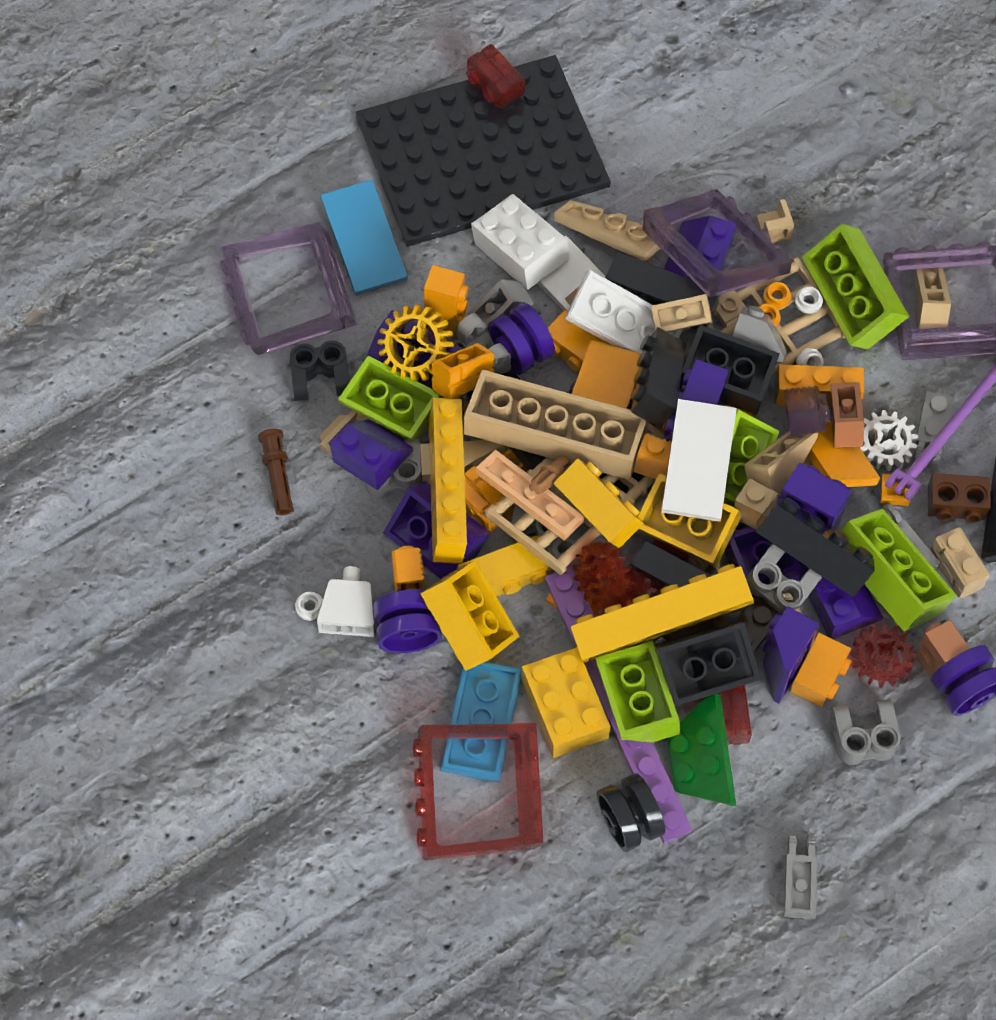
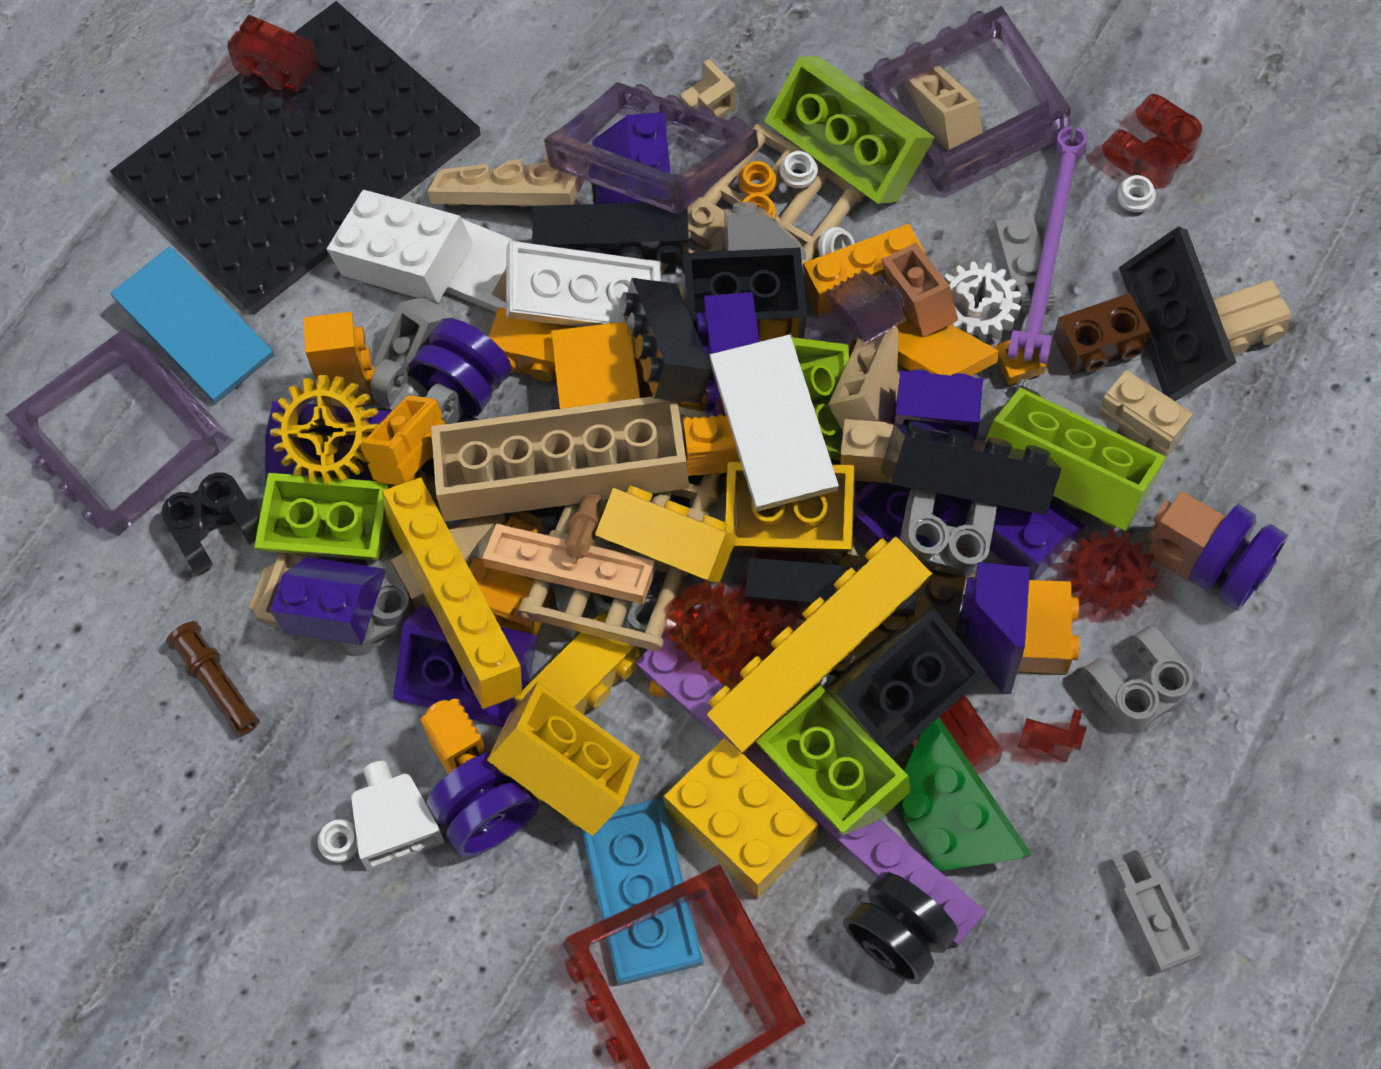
camera: 20 degrees left, 0 degrees up
(682, 313) = (654, 248): tan plate -> none
(786, 743) = (1049, 741): none -> clear red bracket

